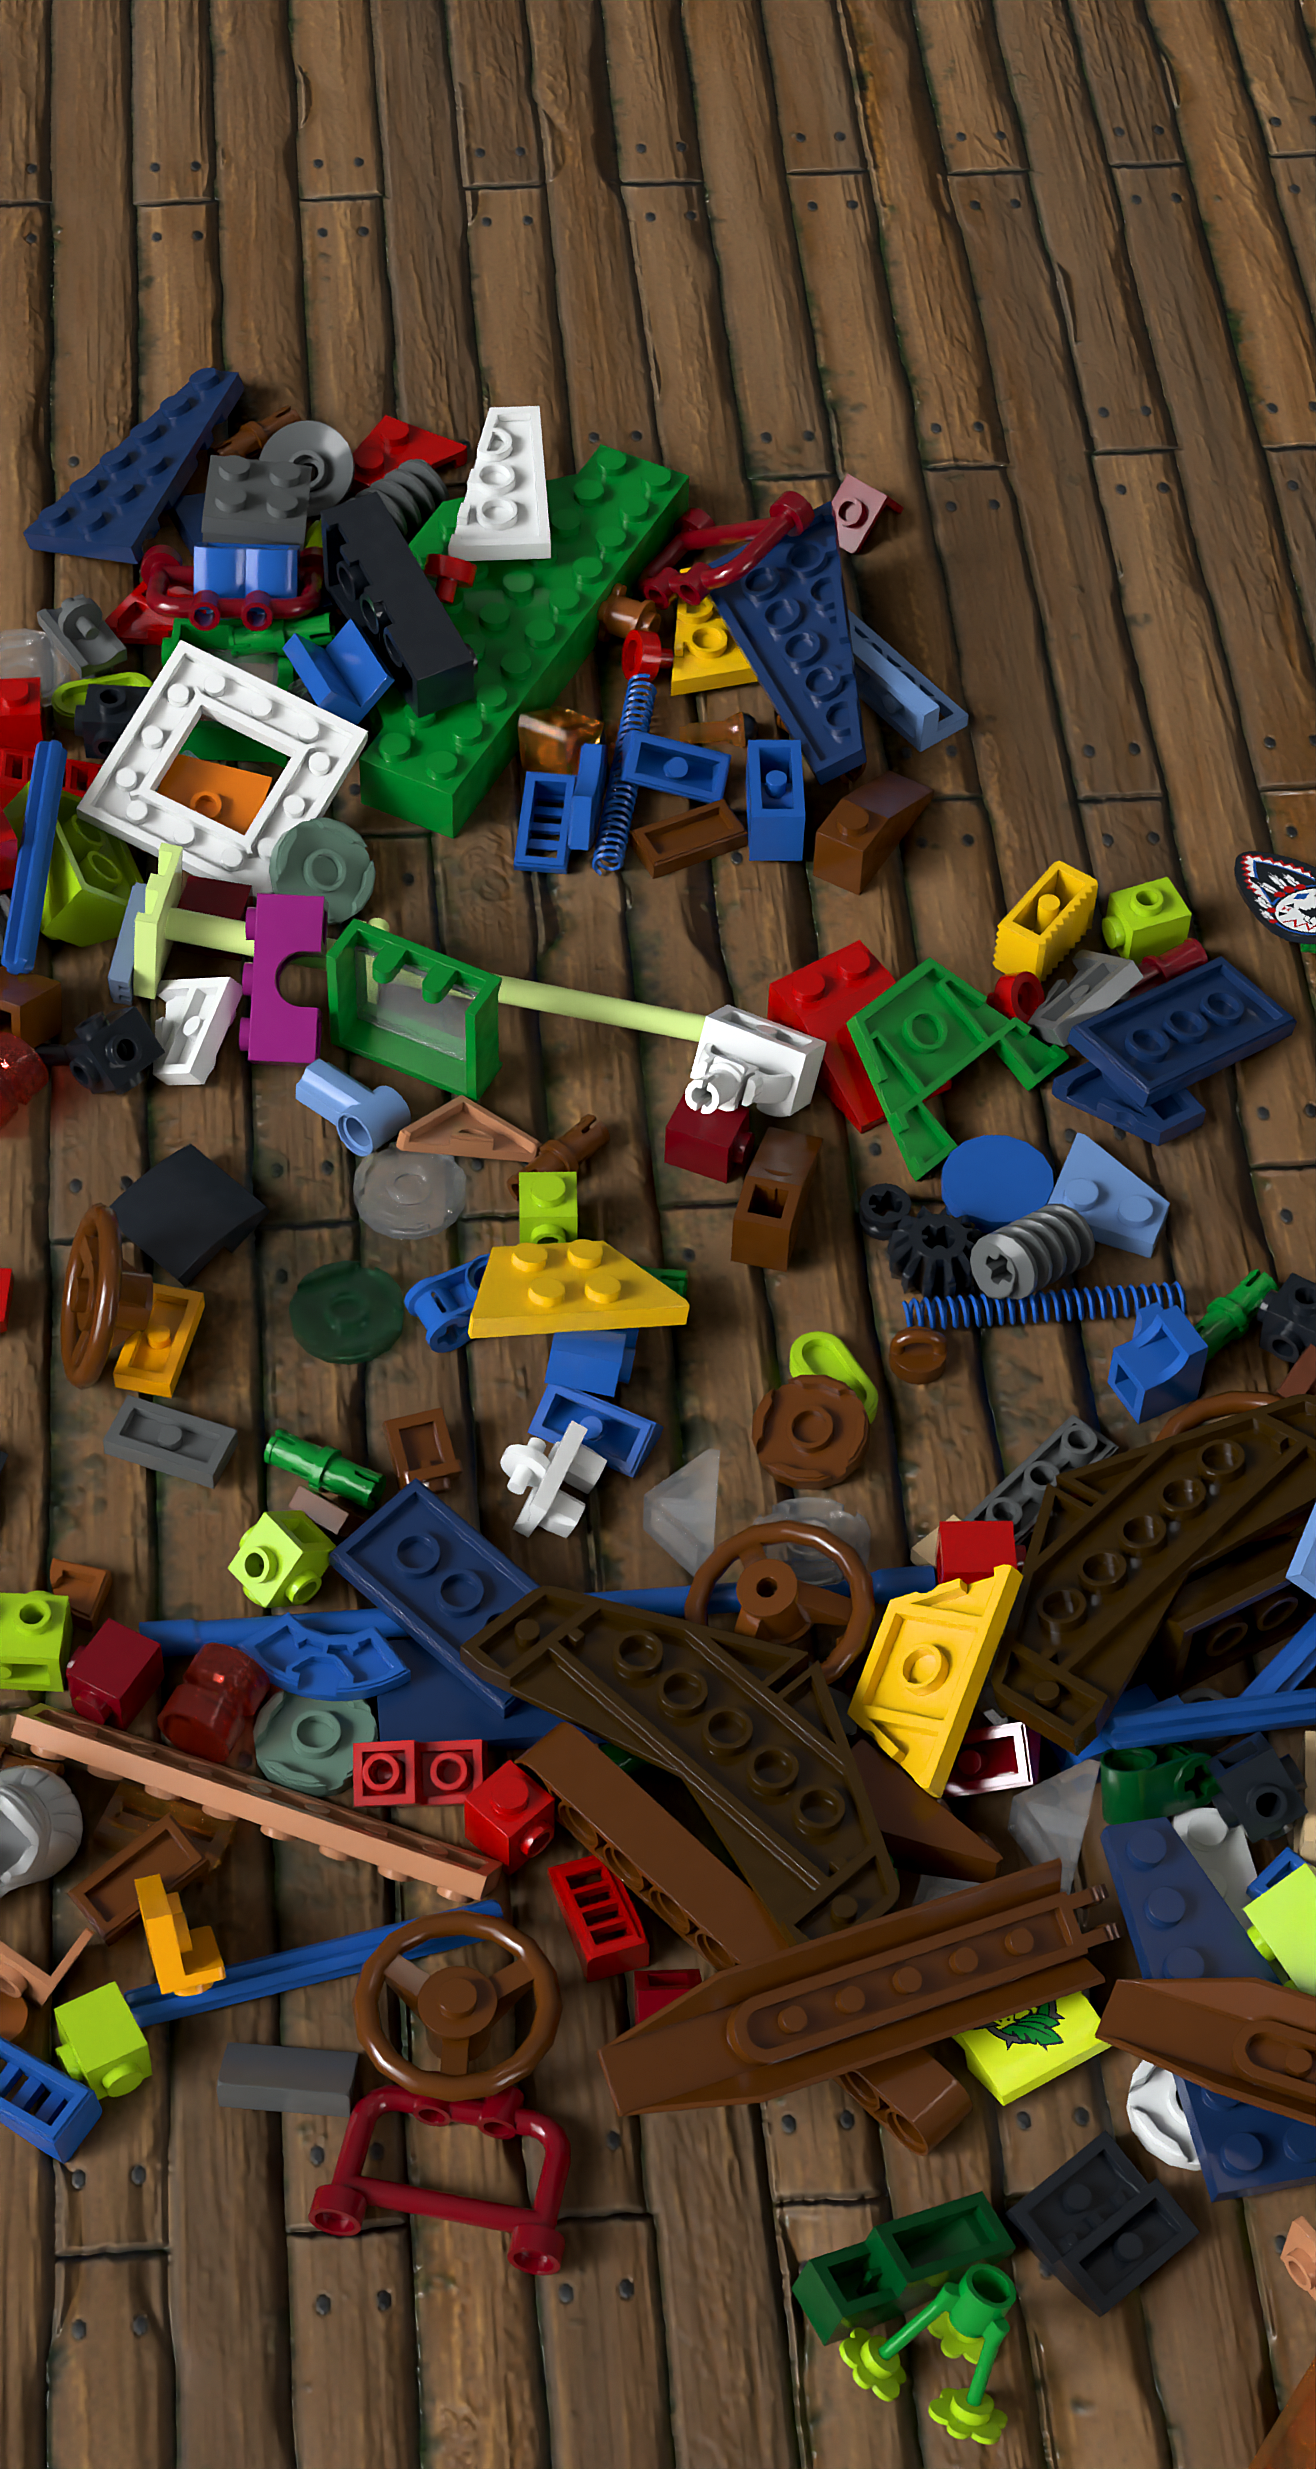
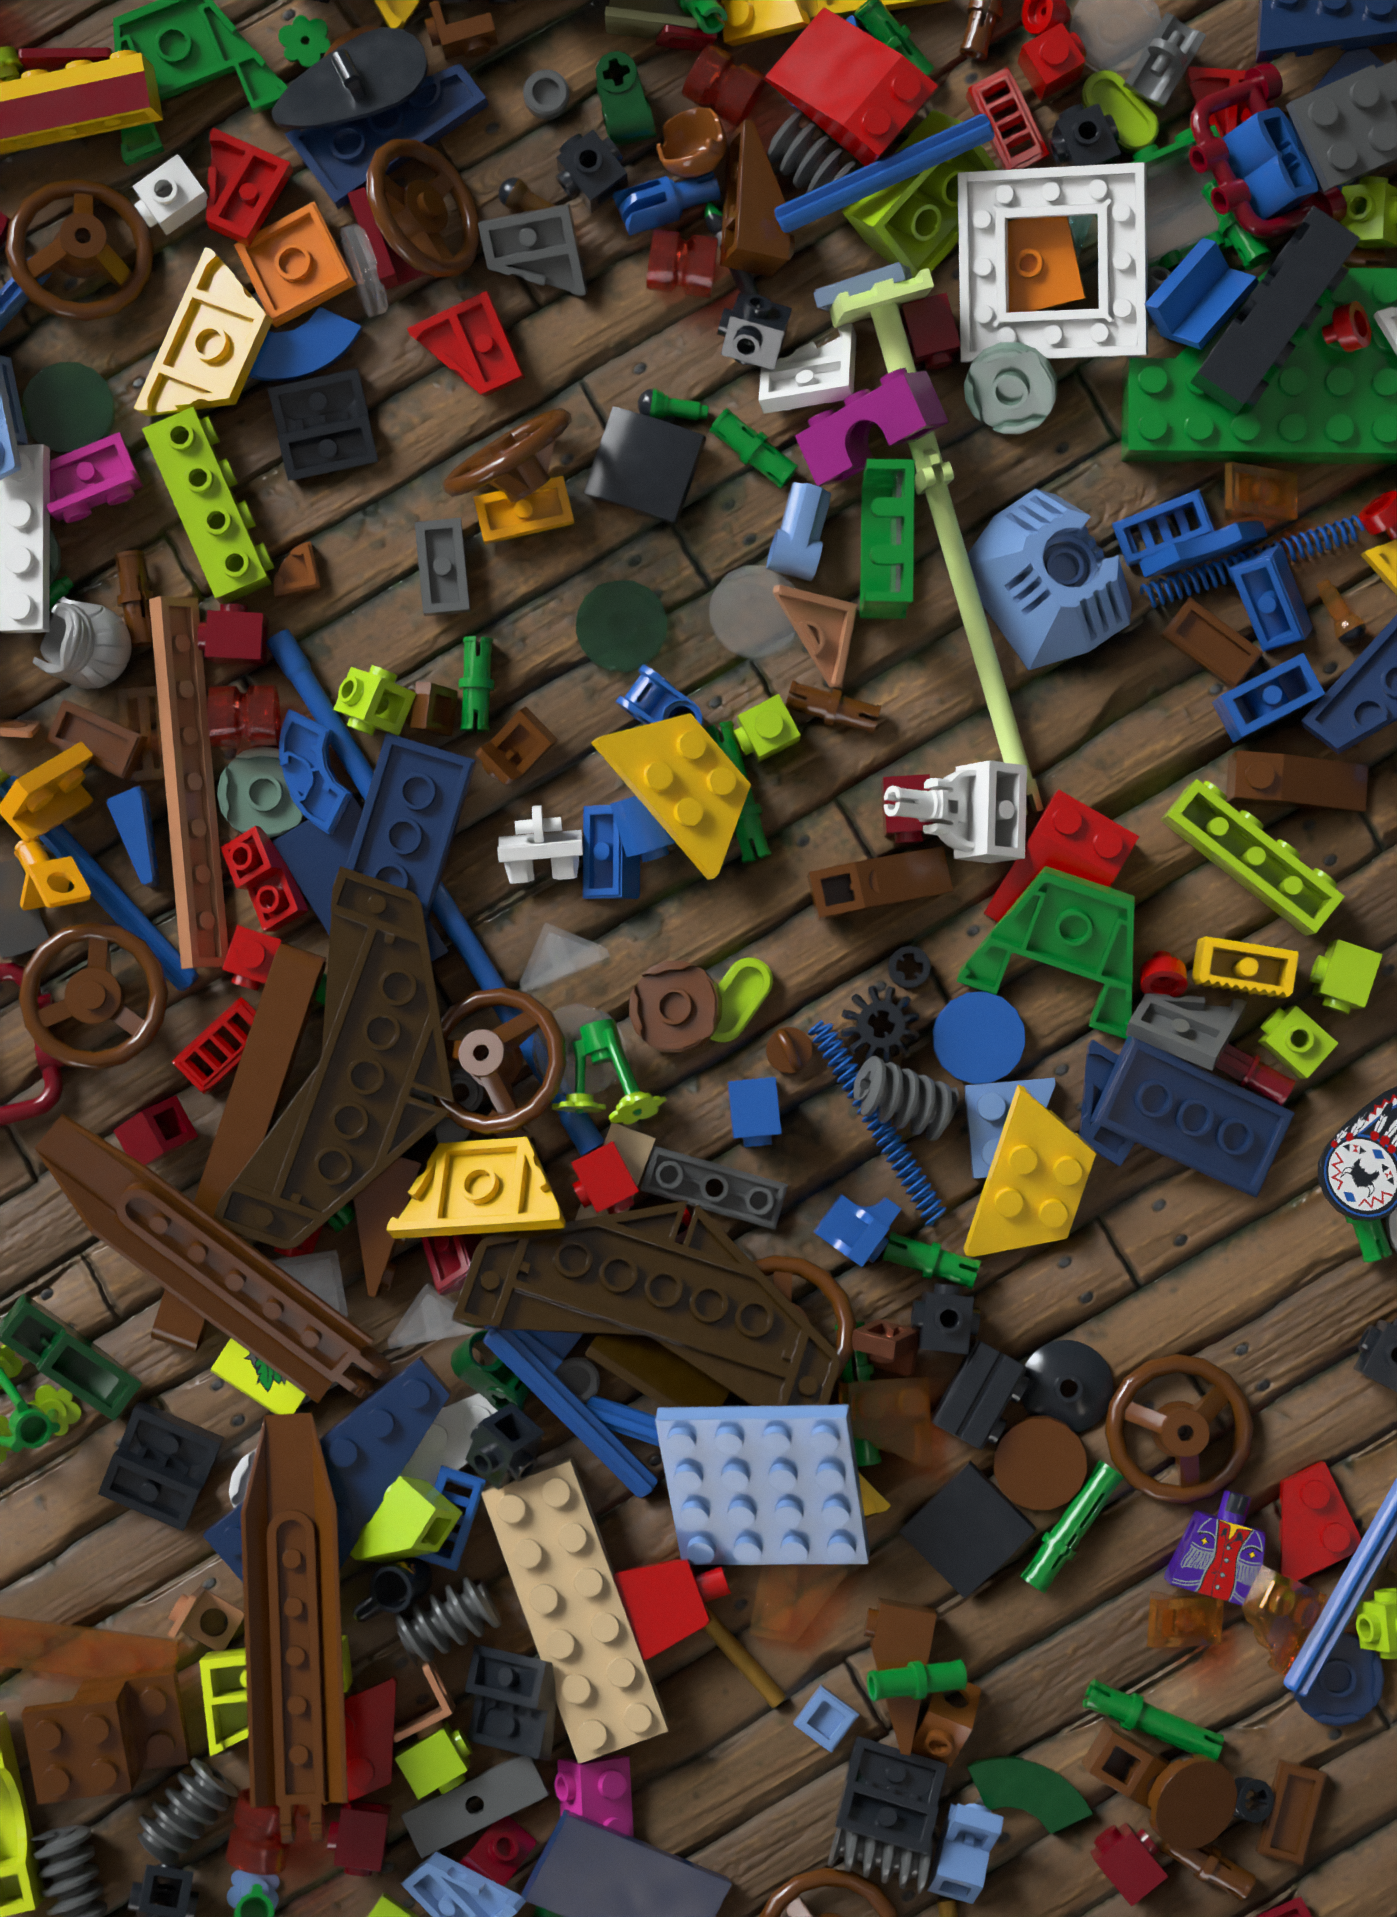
camera: 65 degrees right, 35 degrees up
(124, 1174) = (658, 405): none -> green piece
(234, 1114) = (753, 448): none -> green pin
(276, 1995) = (47, 879): none -> light orange bracket
(283, 1884) = (134, 823): none -> blue slope
(543, 921) = (1048, 580): none -> medium blue helmet
(816, 1498) = (603, 1045): none -> plant
(932, 874) = (1252, 857): none -> lime brick
(973, 1388) = (754, 1110): none -> blue brick
(1101, 852) = (1344, 975): none -> lime brick
(1182, 1187) = (1031, 1181): none -> yellow wing

